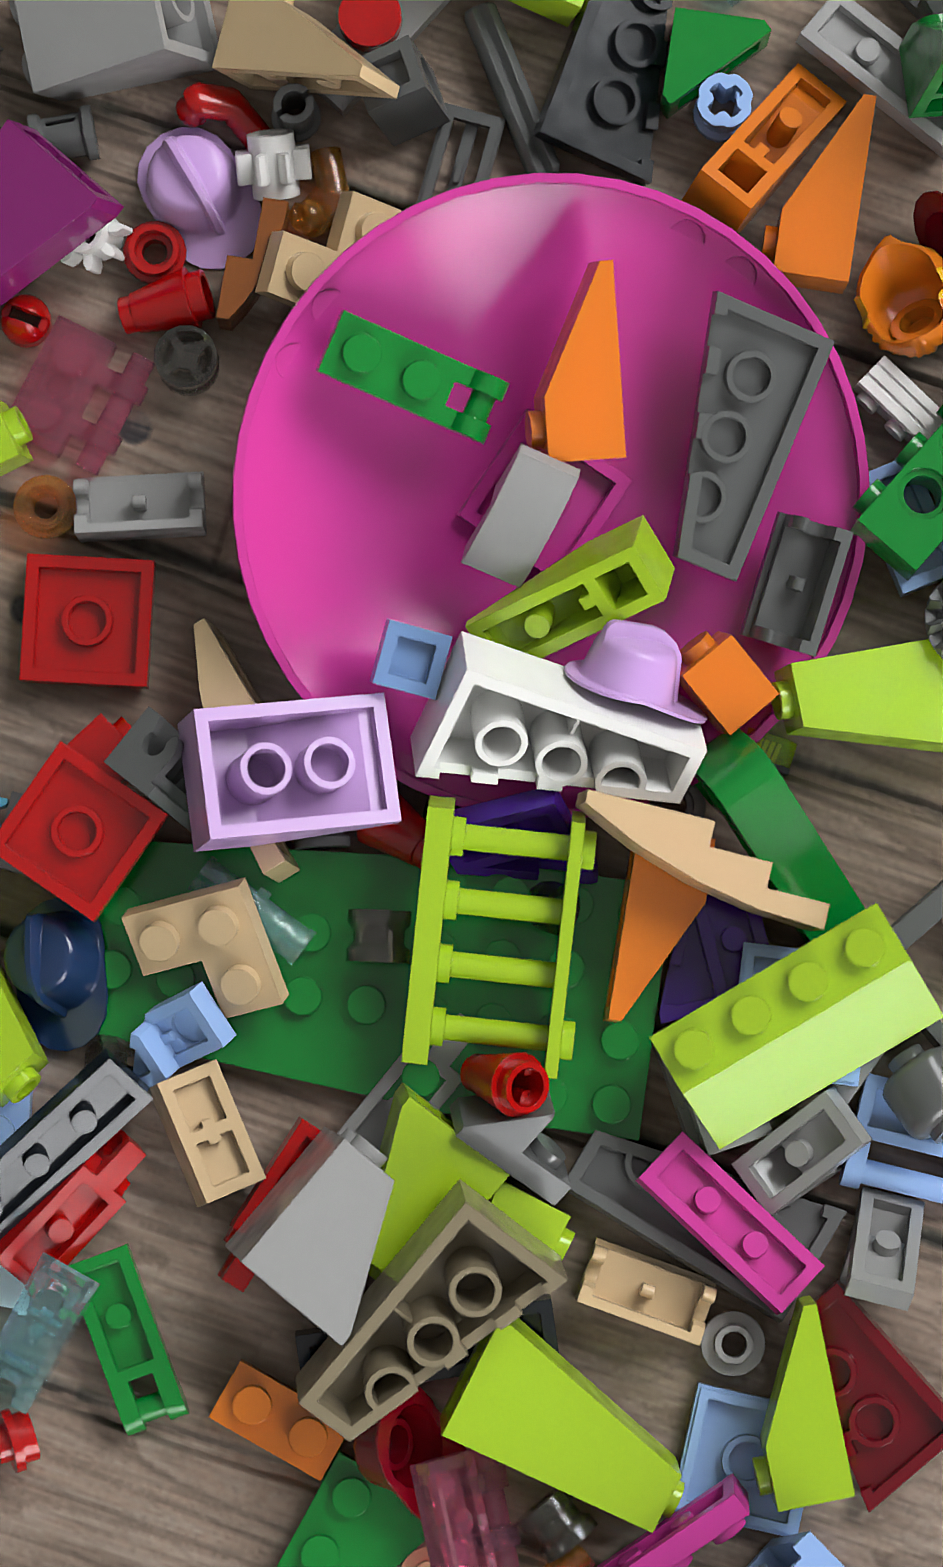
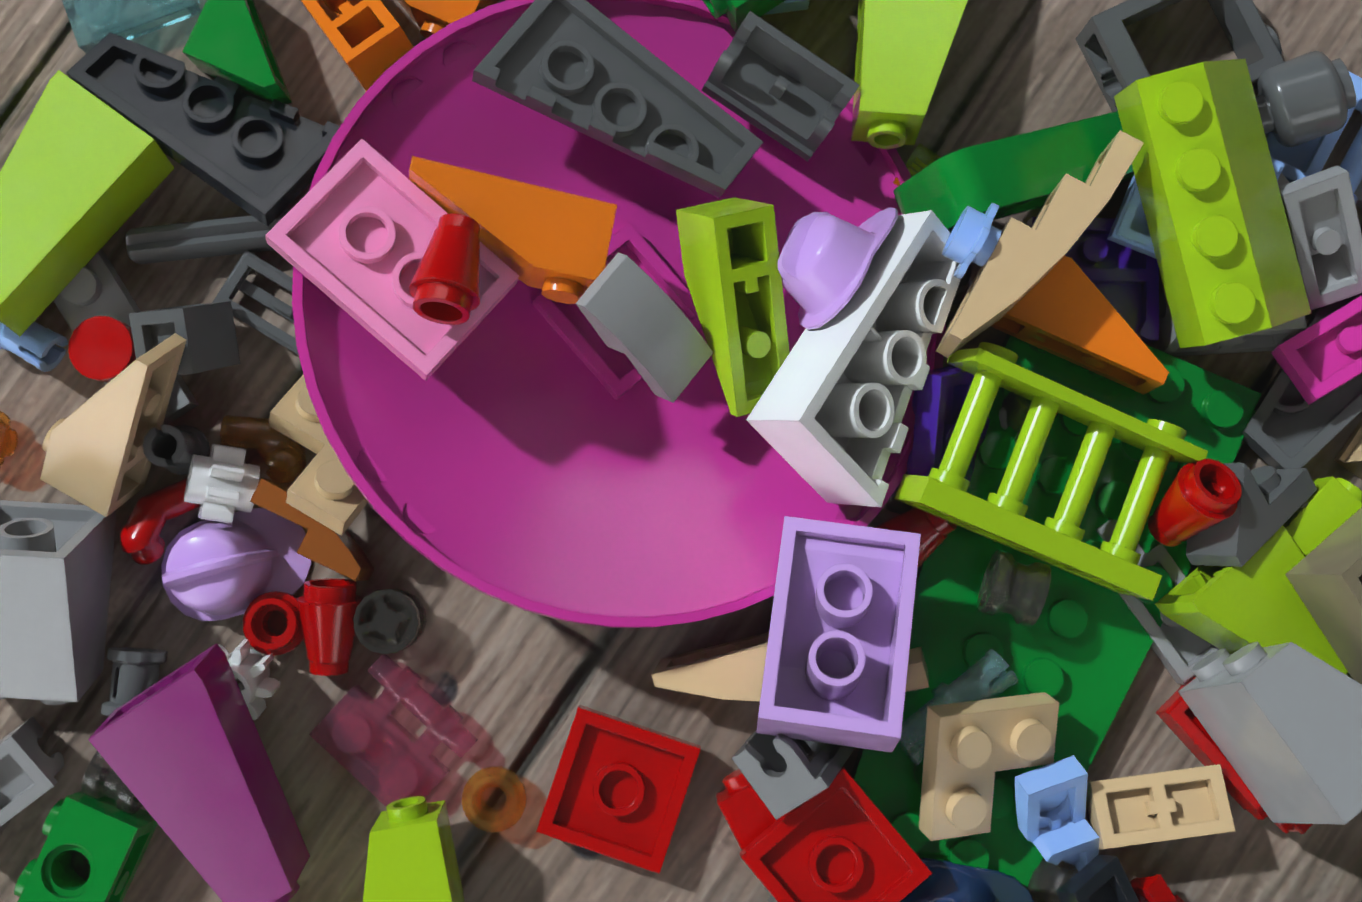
camera: 70 degrees left, 0 degrees up
(22, 333) = (317, 774): red hinge -> none
(140, 507) = (519, 706): light grey hinge -> none
(409, 375) = (470, 400): green plate -> none
(410, 659) = (759, 479): medium blue tile -> none
(516, 322) = (449, 272): none -> red cone
(517, 268) = (361, 246): none -> bright pink plate
(688, 793) = (972, 238): none -> light blue plate
(723, 88) = (277, 40): light blue bush -> none
(723, 680) = (856, 180): orange brick -> none

